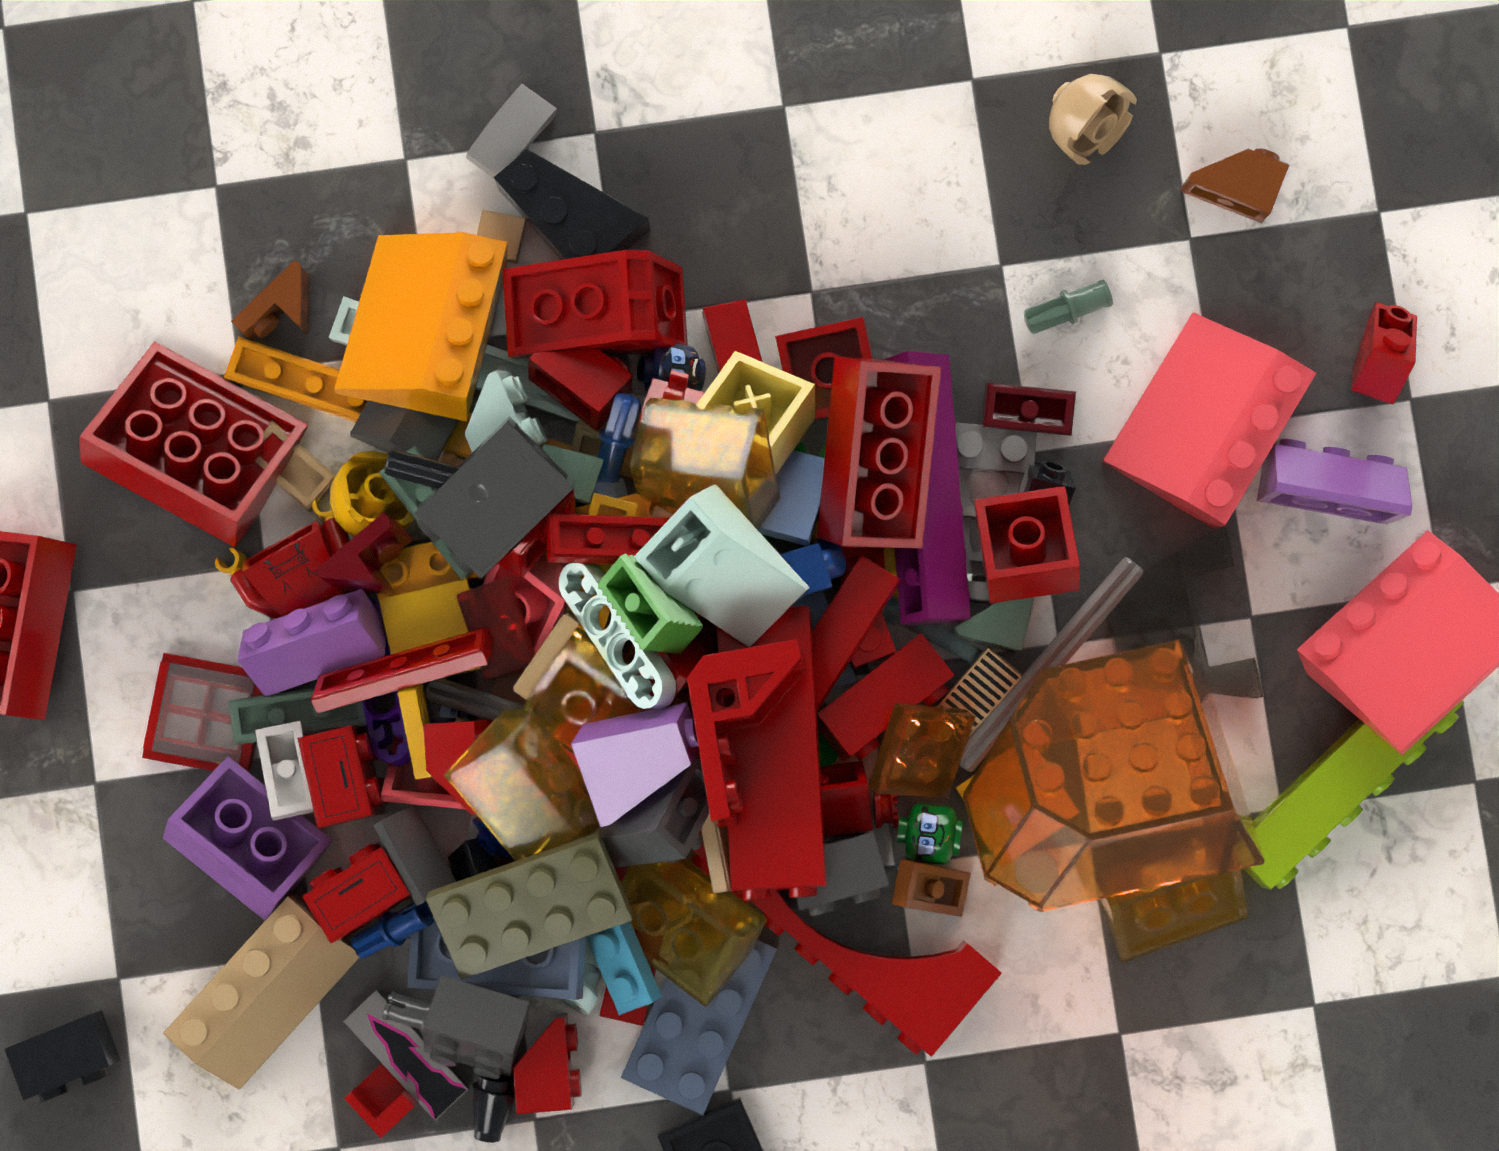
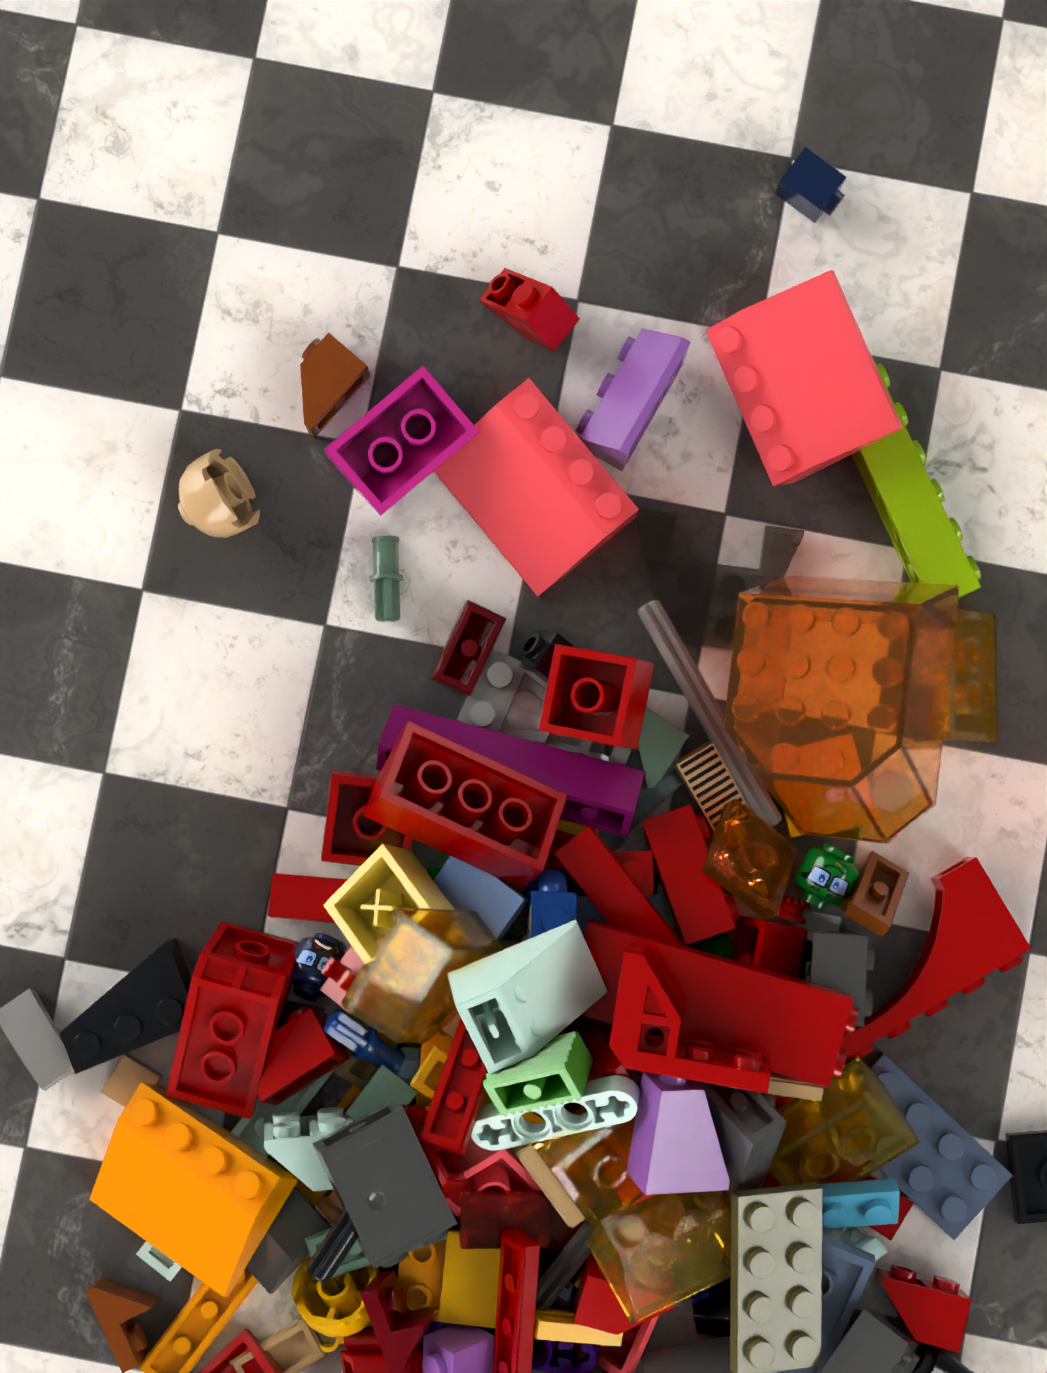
camera: 70 degrees left, 0 degrees up
(1209, 271) = (401, 441): none -> dark pink slope

